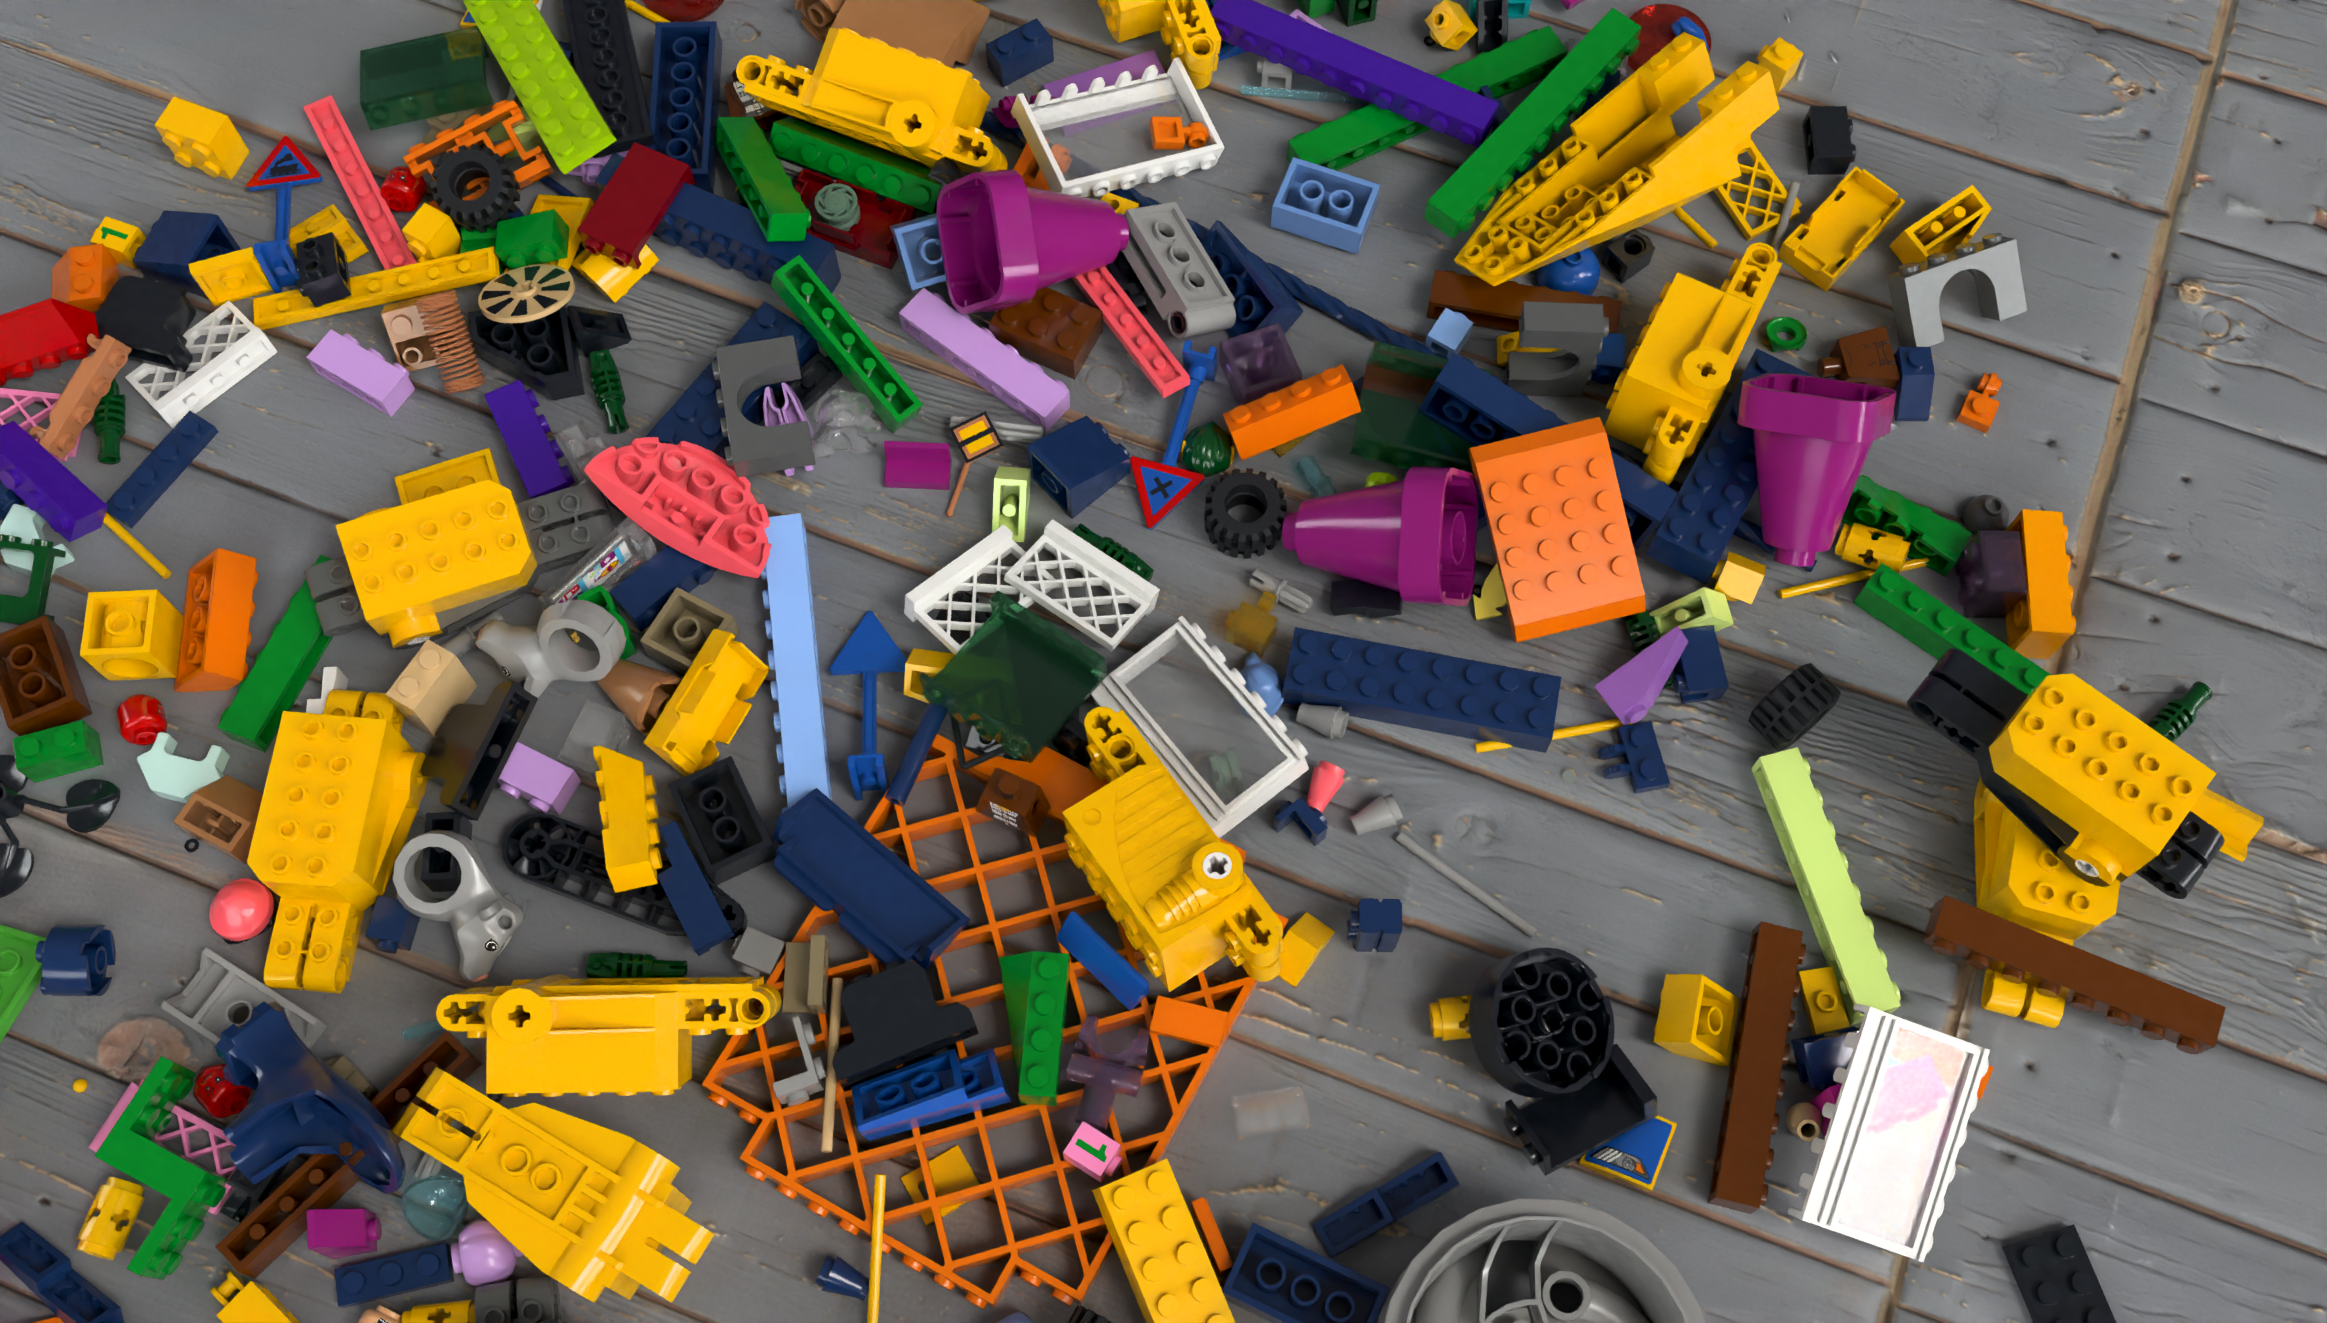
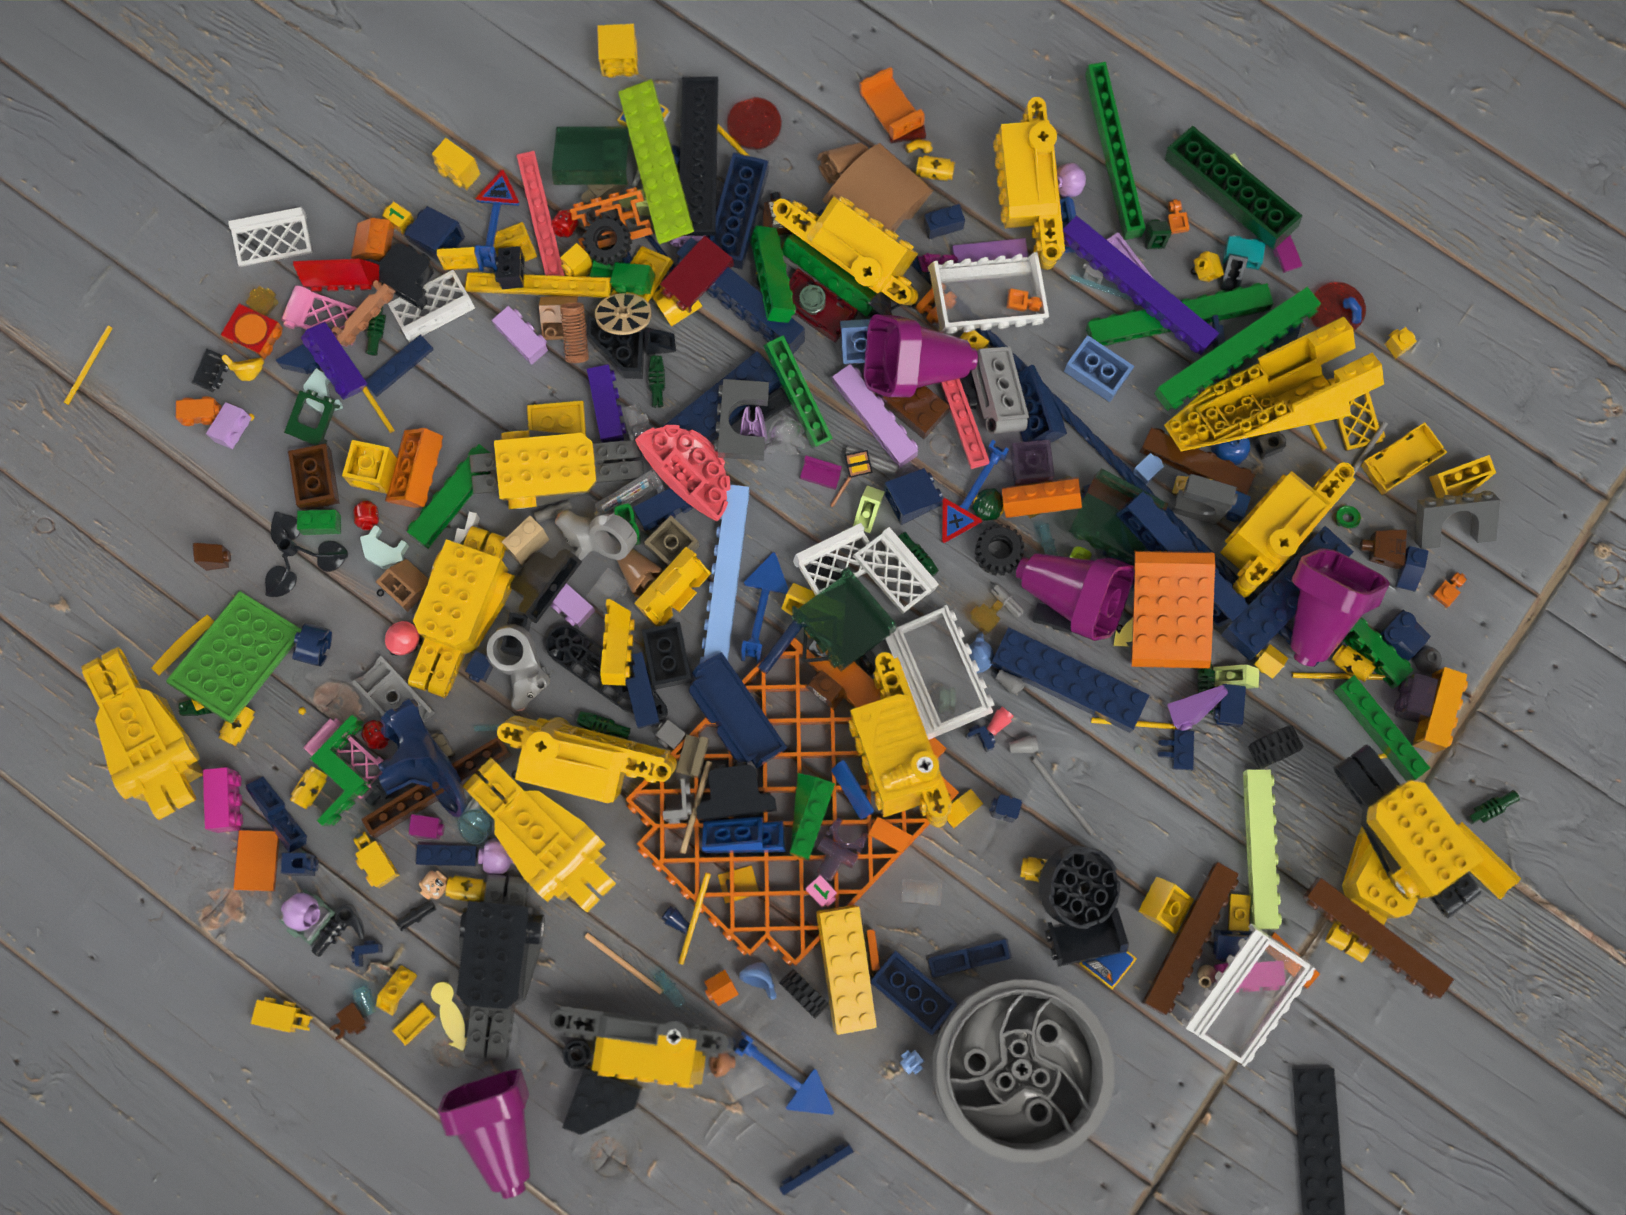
camera: 15 degrees right, 10 degrees up
(1828, 140) = (1415, 399): black brick -> none
(1938, 484) = (1405, 635): none -> dark blue slope

